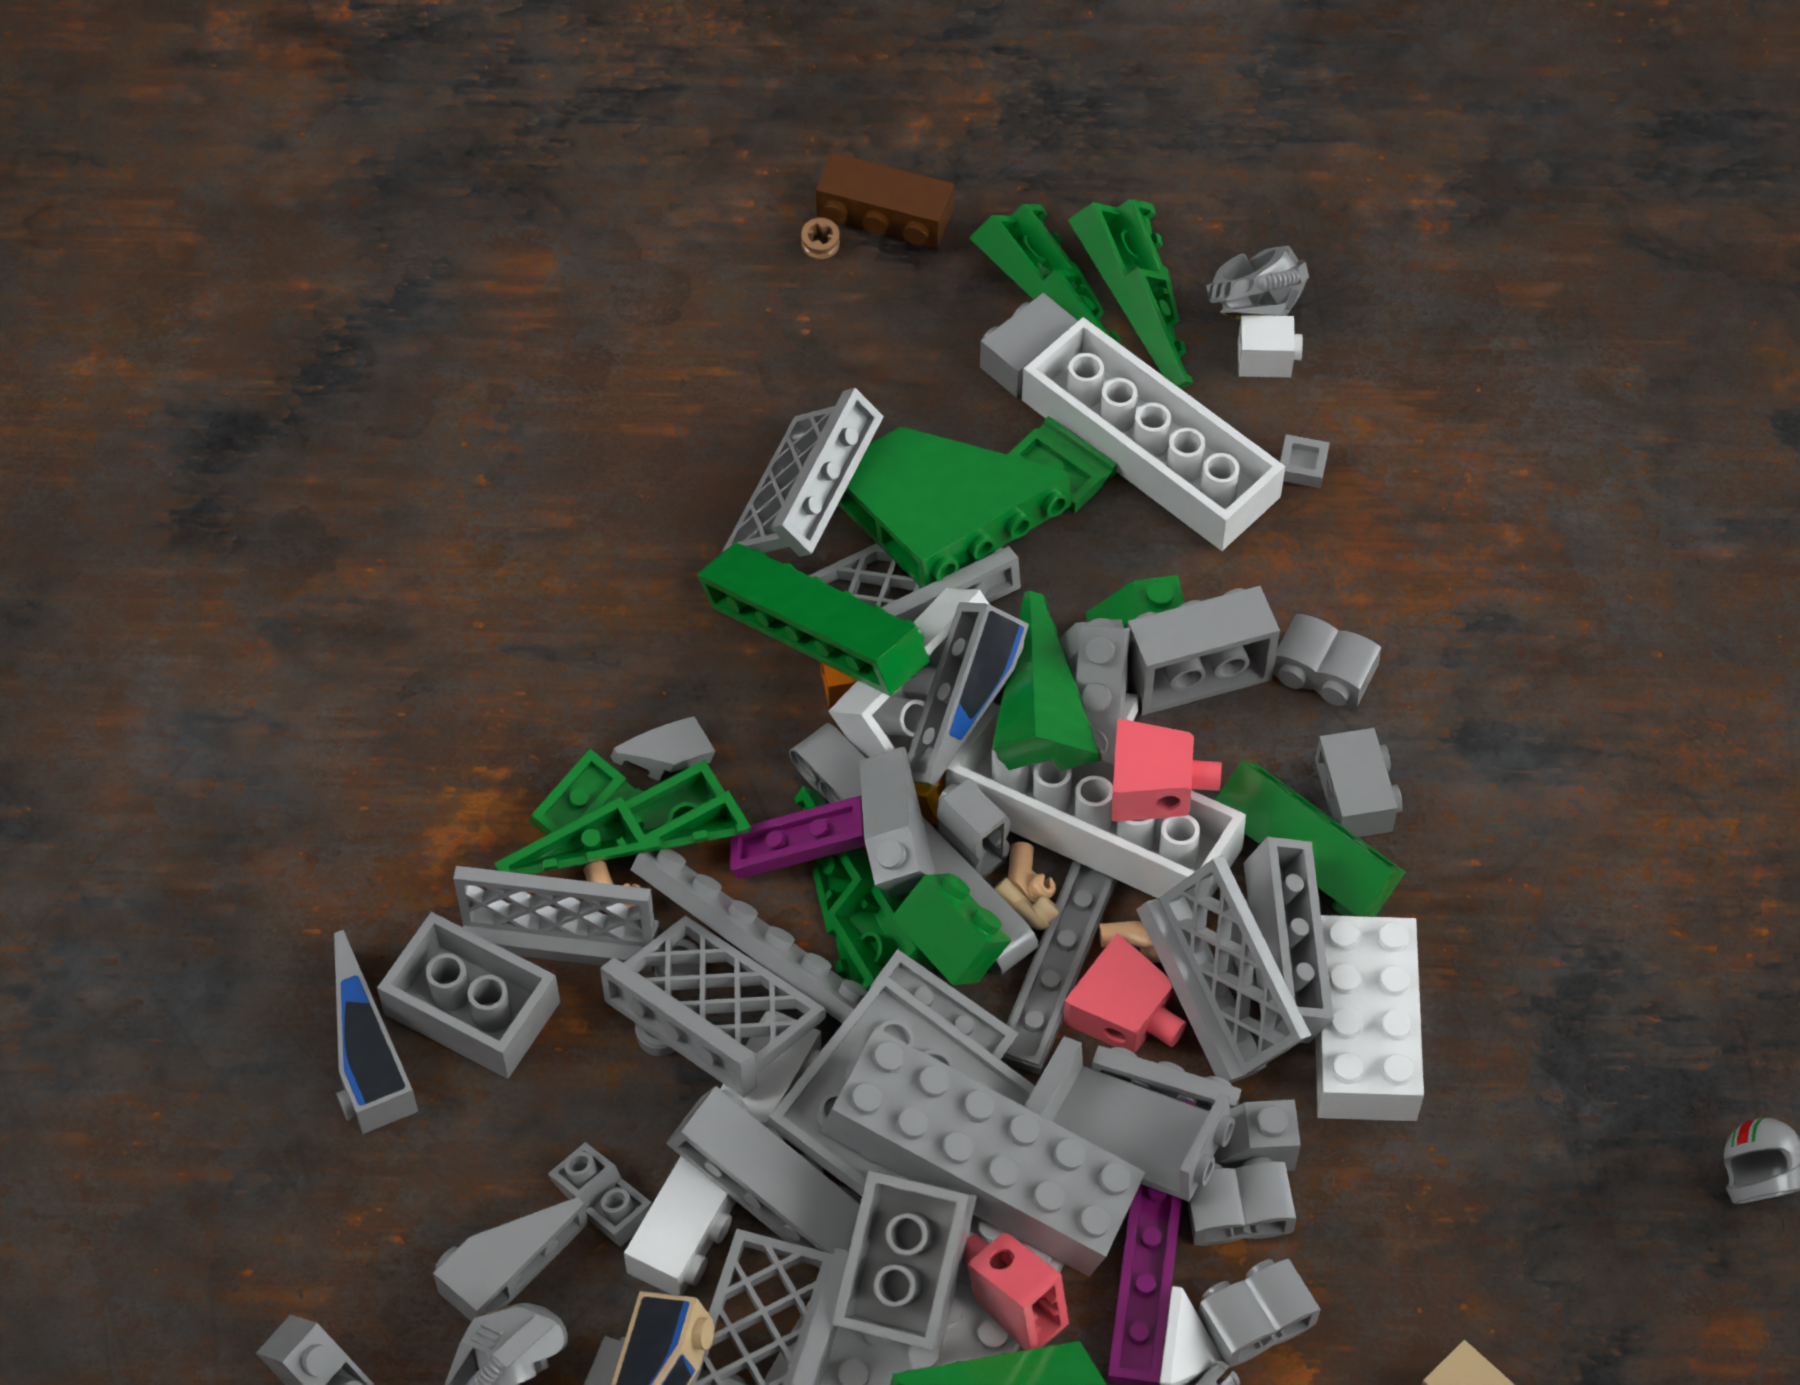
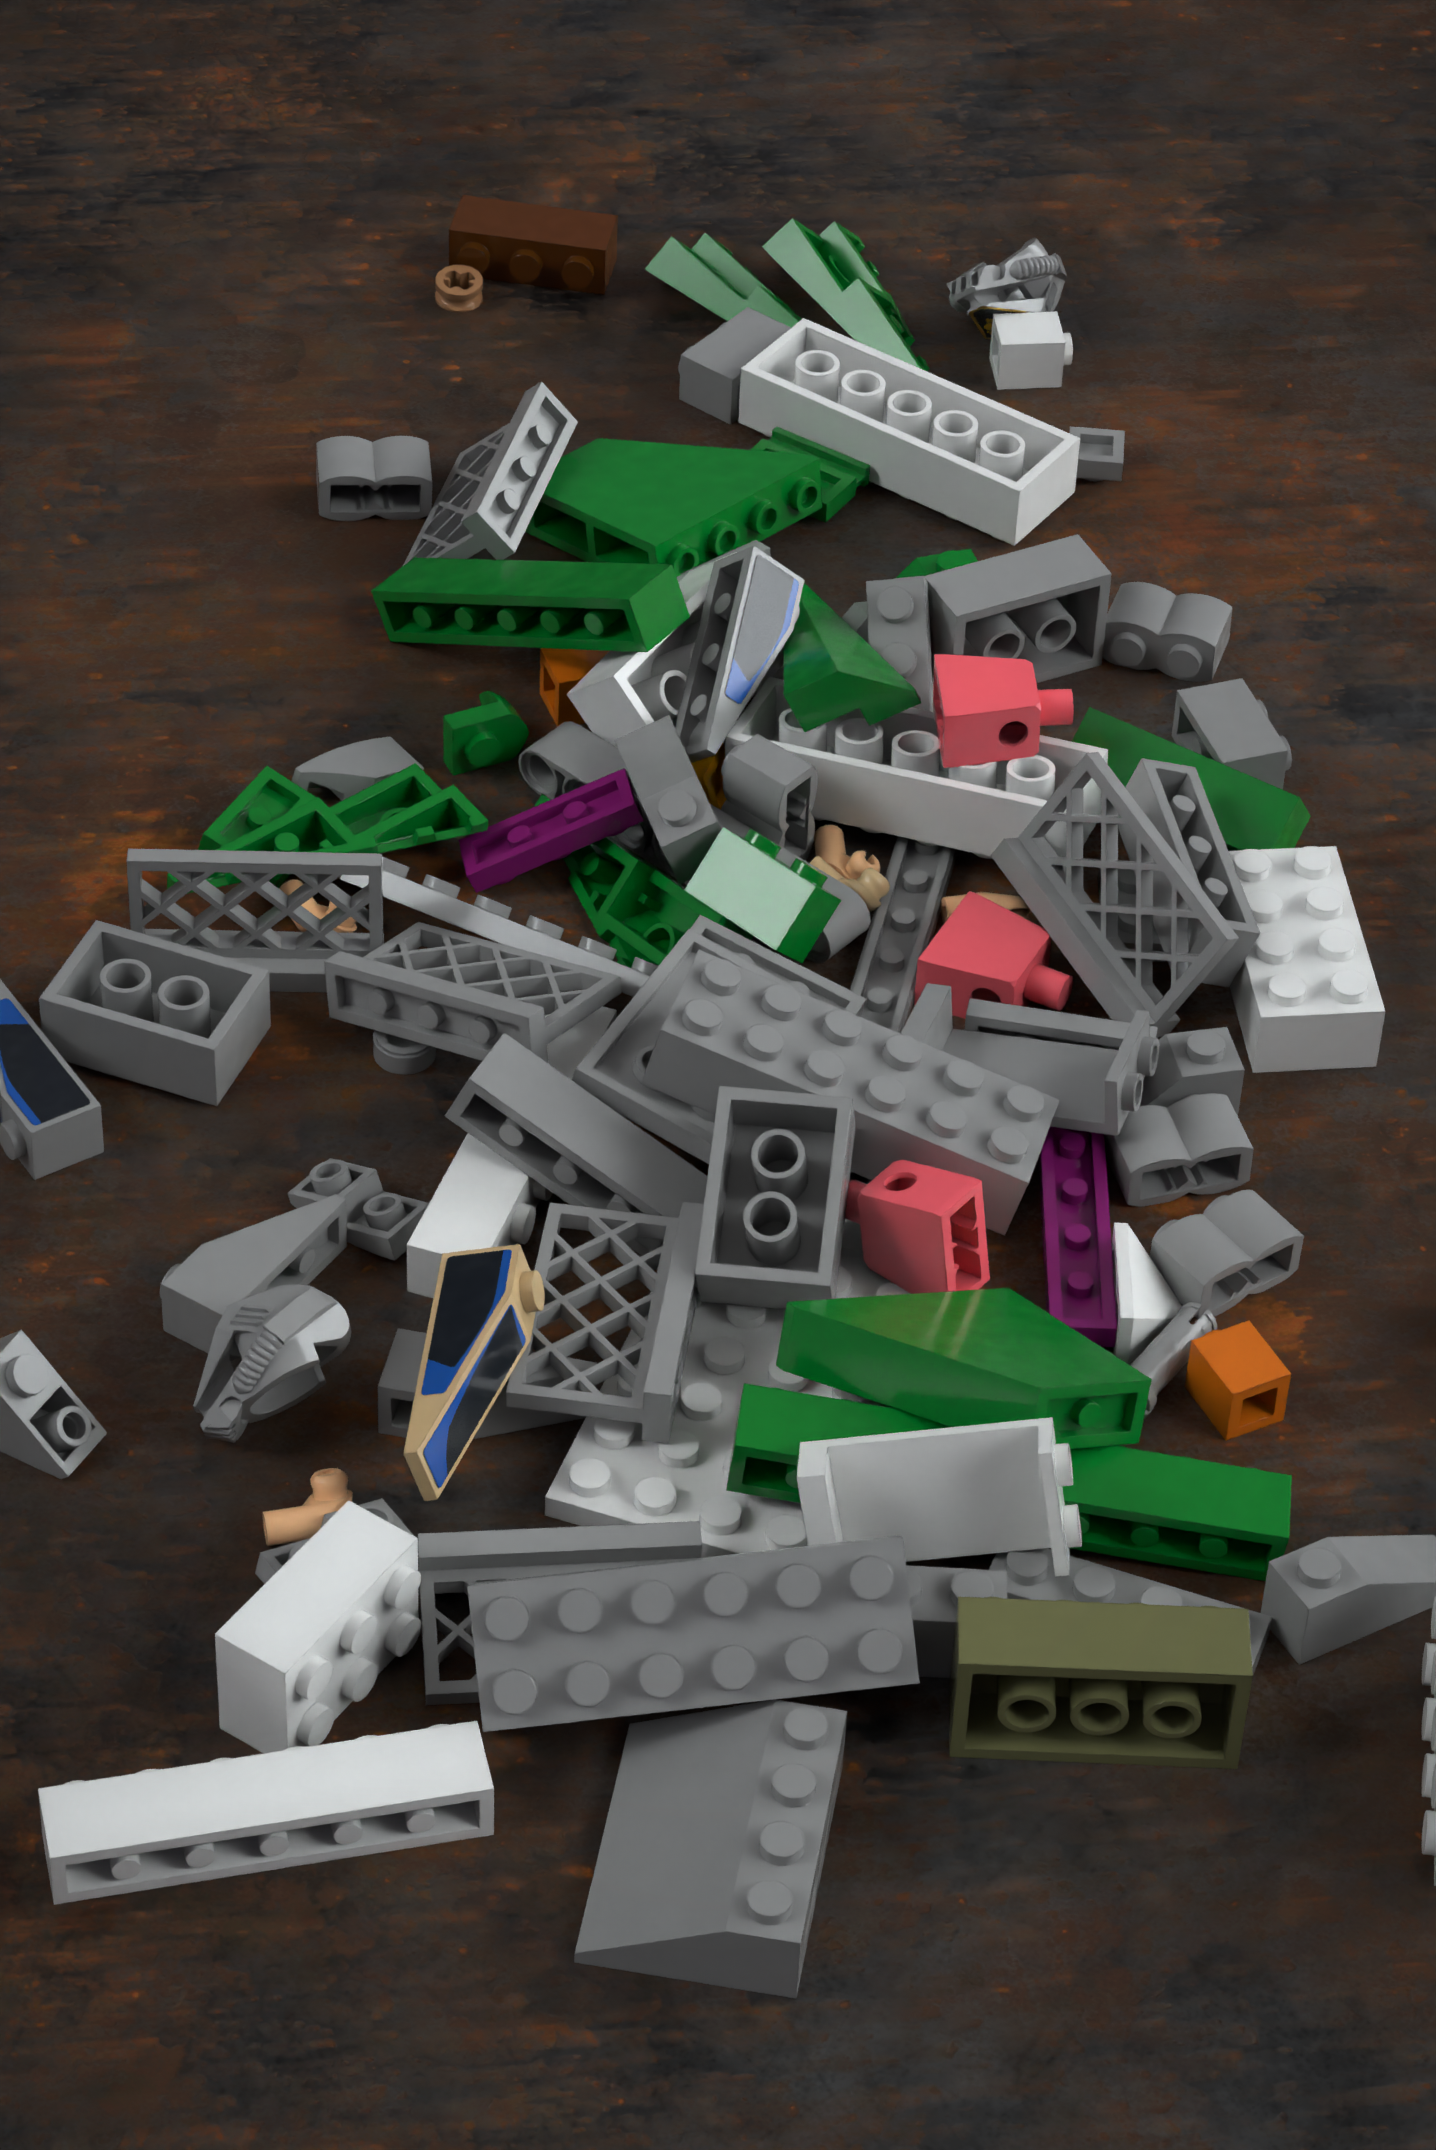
camera: 10 degrees left, 15 degrees down
(720, 443) = (373, 478): none -> light grey brick
(767, 724) = (482, 735): none -> green plate

